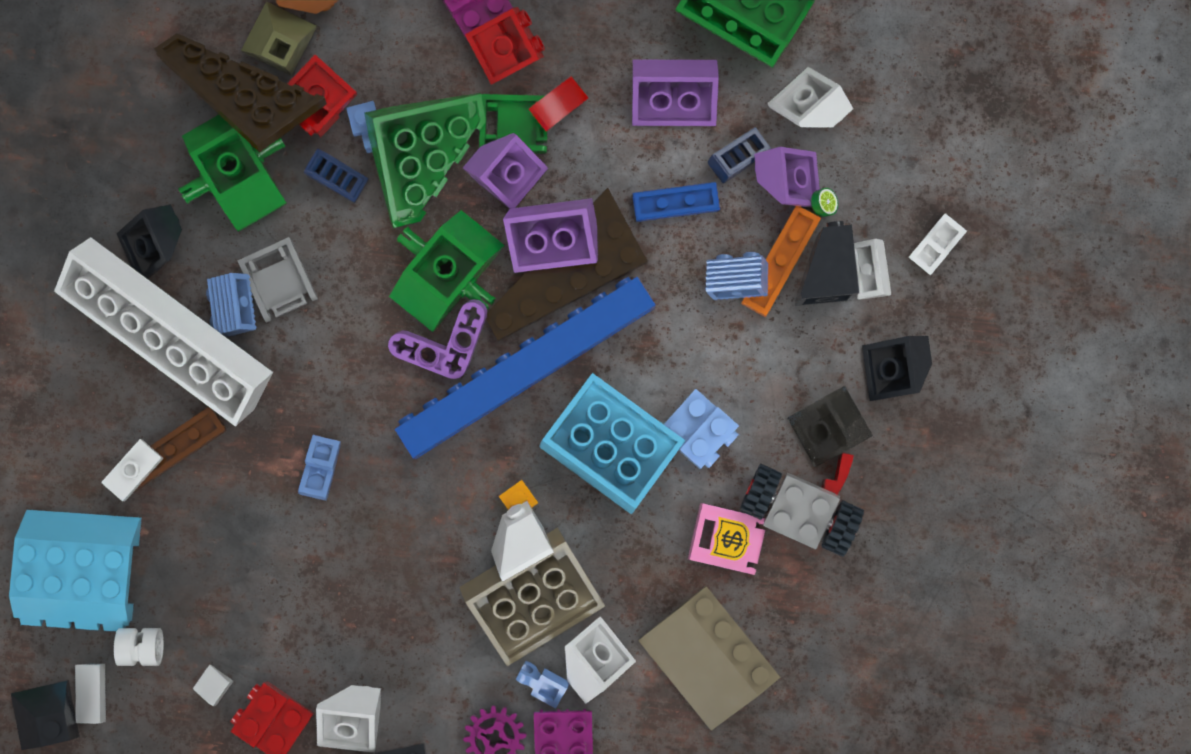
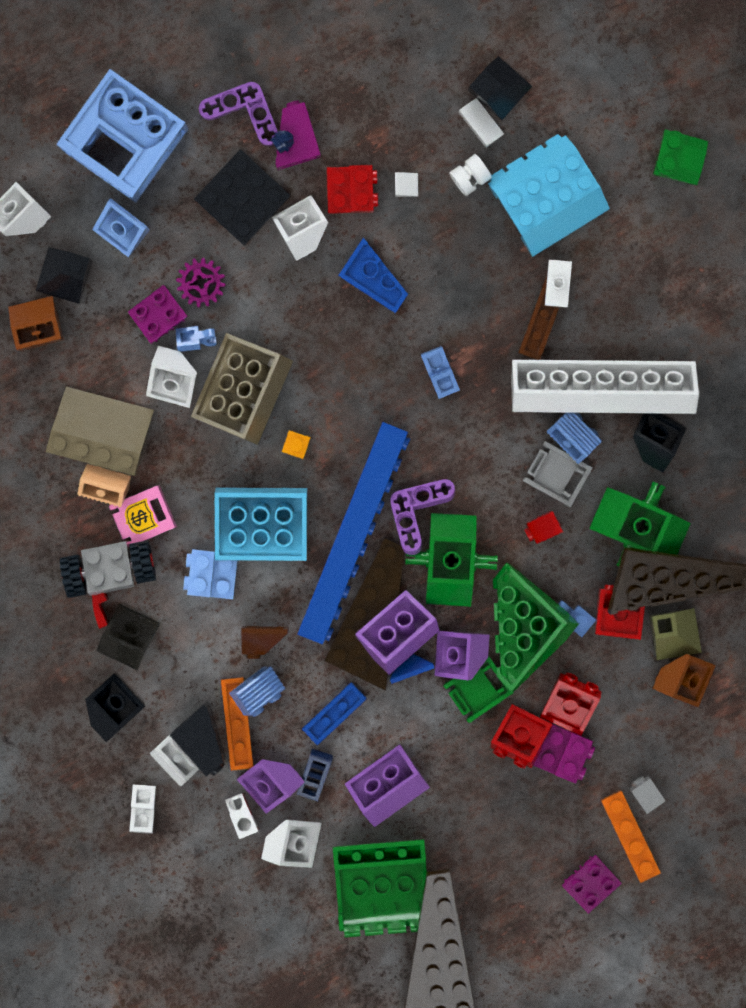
camera: 140 degrees right, 5 degrees up
(313, 165) = (588, 567): dark blue slope -> none
(316, 613) = (372, 277): none -> blue wing
(329, 234) = (543, 527): none -> red slope
(431, 42) = (571, 703): none -> red plate
(519, 541) = (274, 417): white slope -> none
(558, 103) = (457, 722): red slope -> none
(565, 190) = (411, 667): none -> blue slope
(694, 326) = (260, 639): none -> reddish brown slope
(744, 599) = (104, 485): none -> light nougat brick
(824, 202) = (236, 783): tile -> none
(842, 164) = (241, 816): none -> white leg

